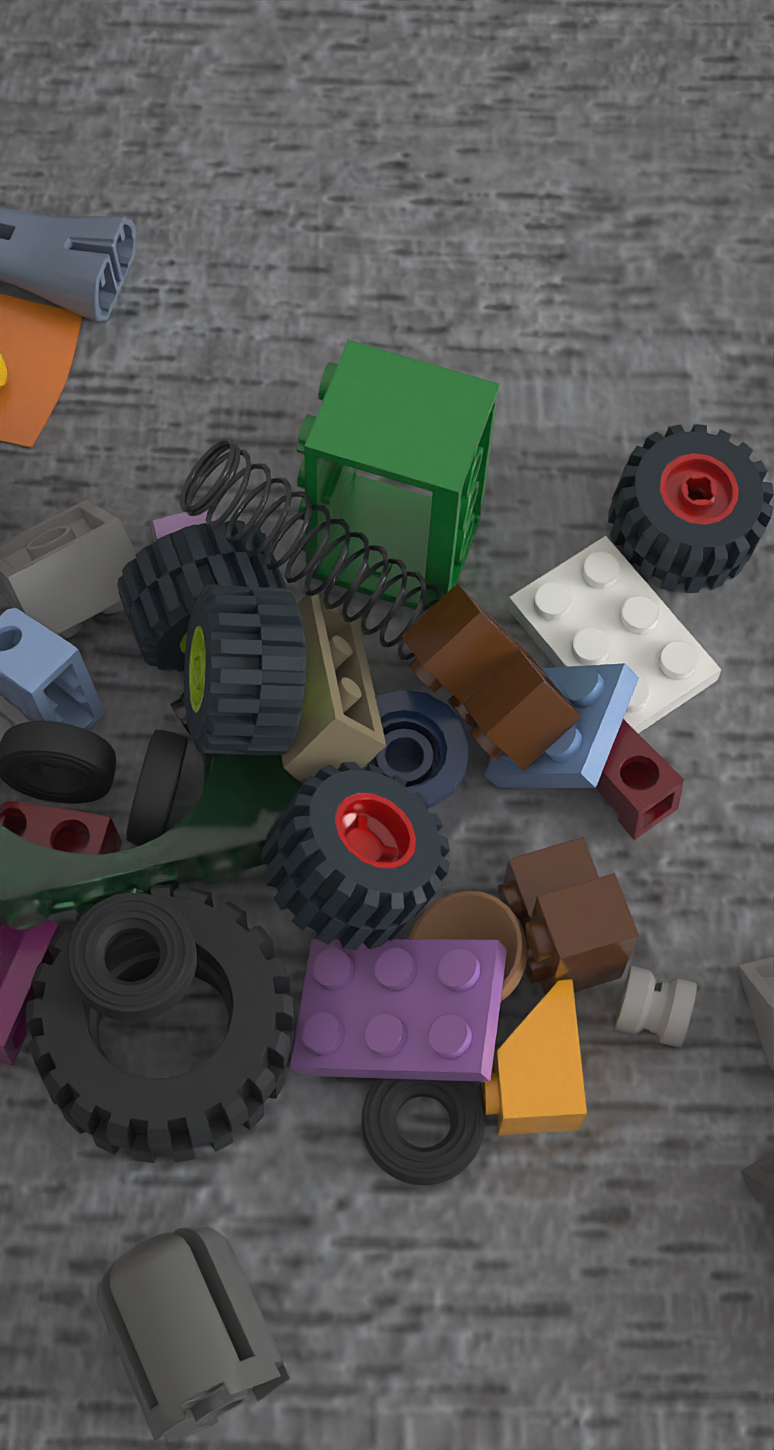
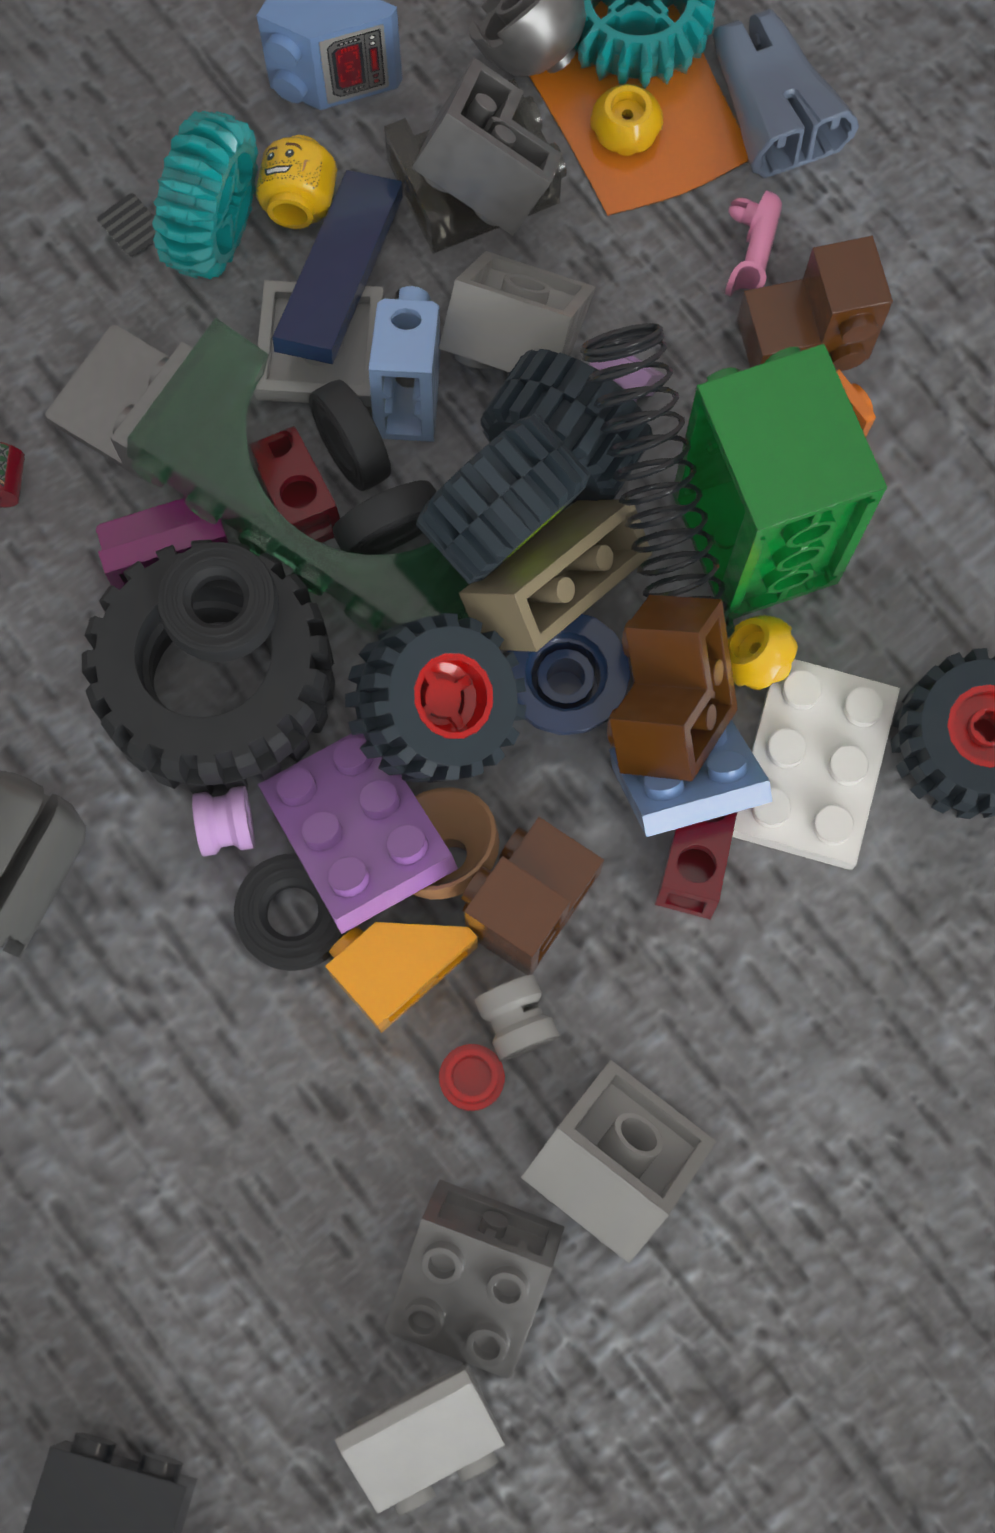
camera: 55 degrees right, 10 degrees up
(158, 353) = (763, 223): none -> bright pink piece
(268, 362) = (835, 304): none -> reddish brown brick
(301, 1117) = (223, 821): none -> lavender wheel
(512, 595) = (761, 651): none -> yellow plate
(675, 1081) = (471, 1077): none -> red plate

